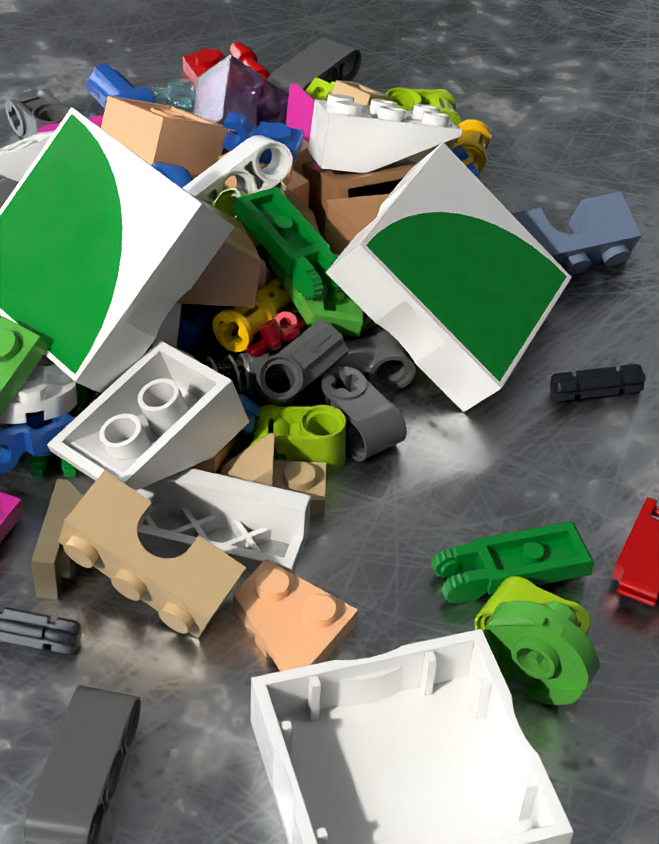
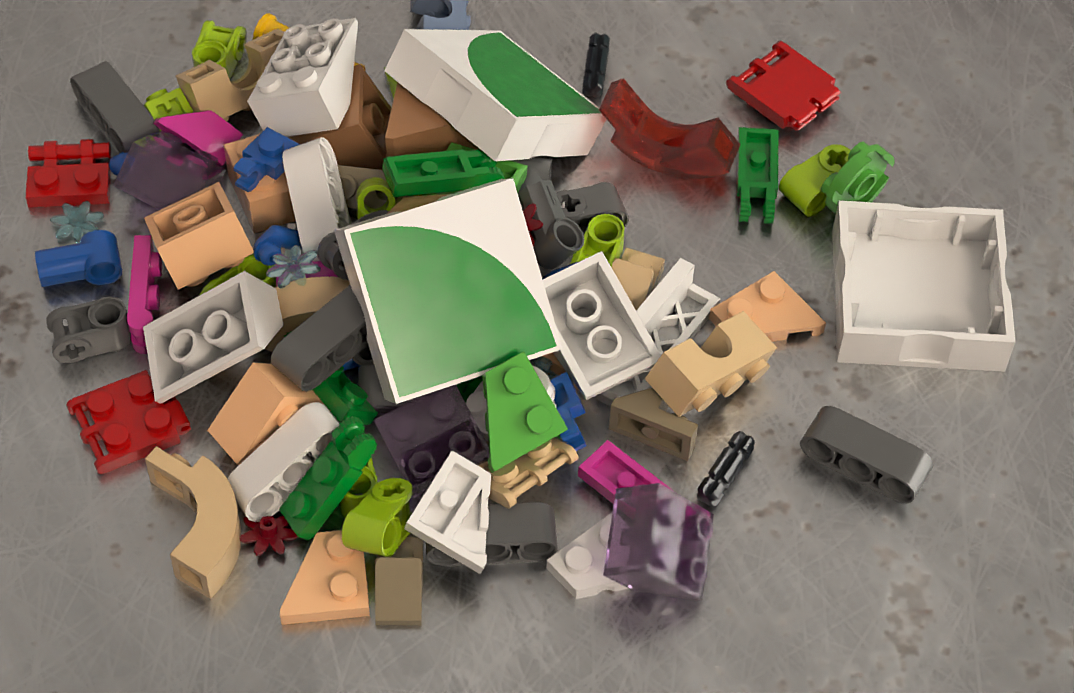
camera: 70 degrees left, 10 degrees up
(503, 459) = (666, 146): none -> clear red arch

